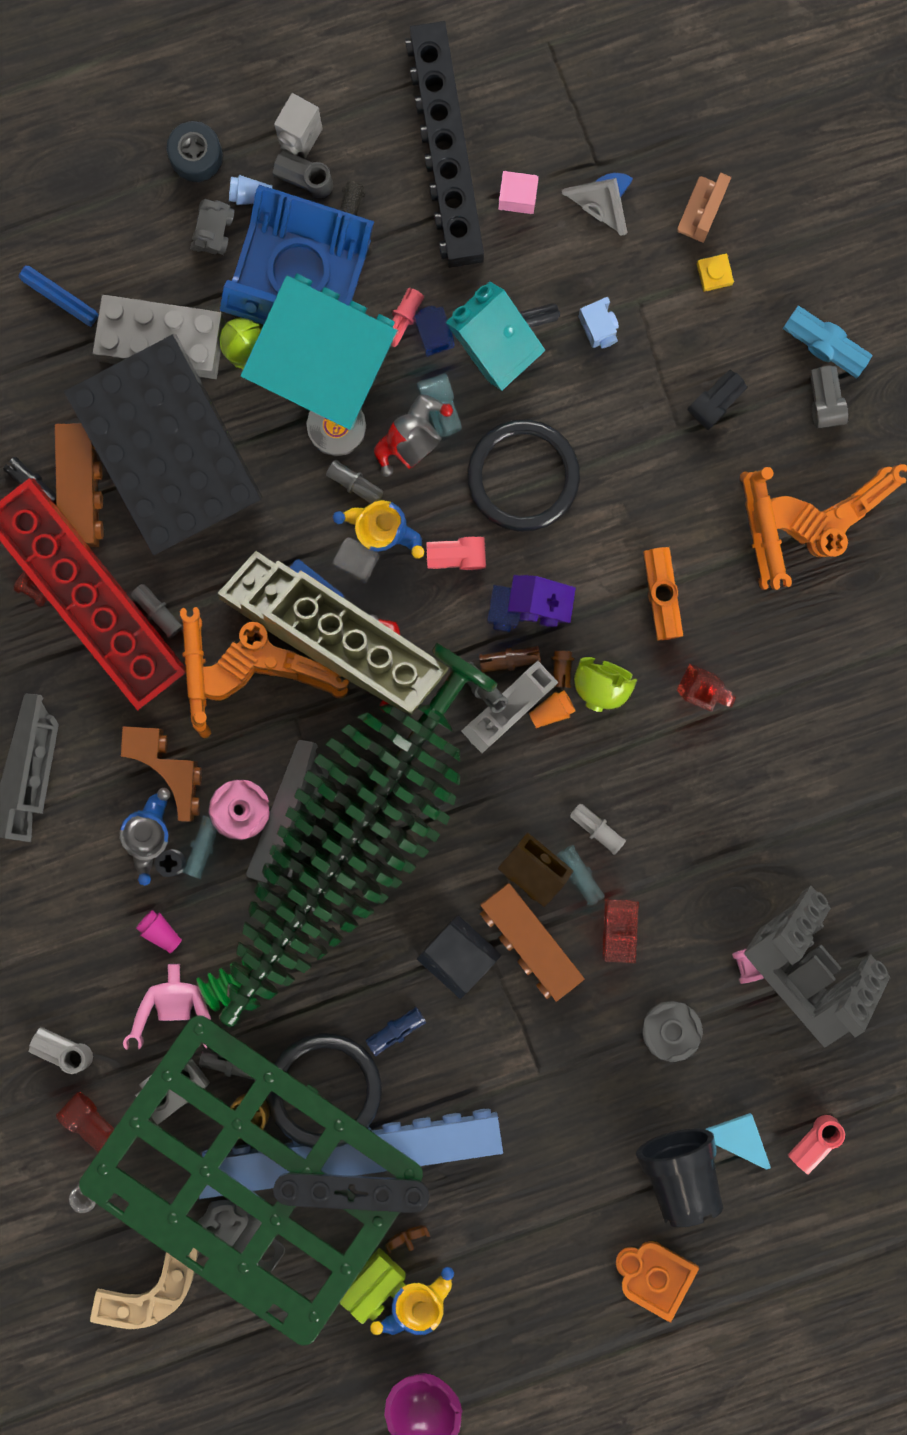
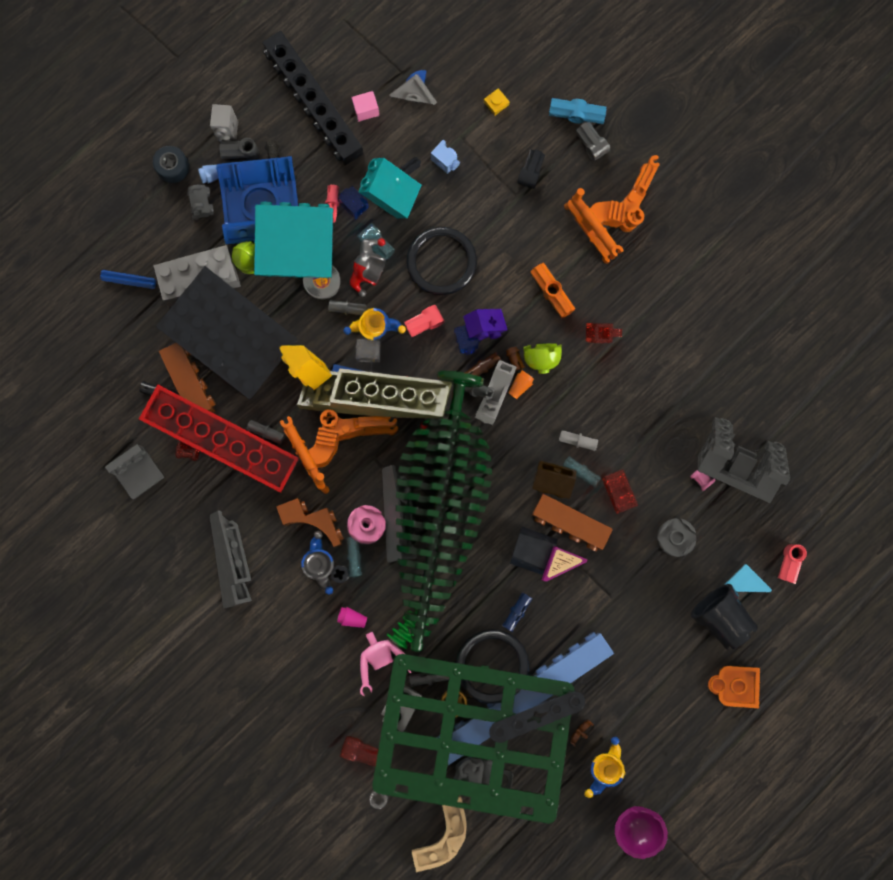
camera: 25 degrees left, 5 degrees down
(58, 1050) = (323, 716): light grey piece -> none
(253, 545) = (305, 366): none -> yellow slope
(372, 1286) = (575, 770): lime brick -> none
(489, 991) = (561, 562): none -> tile
(703, 207) = (473, 68): nougat bracket -> none

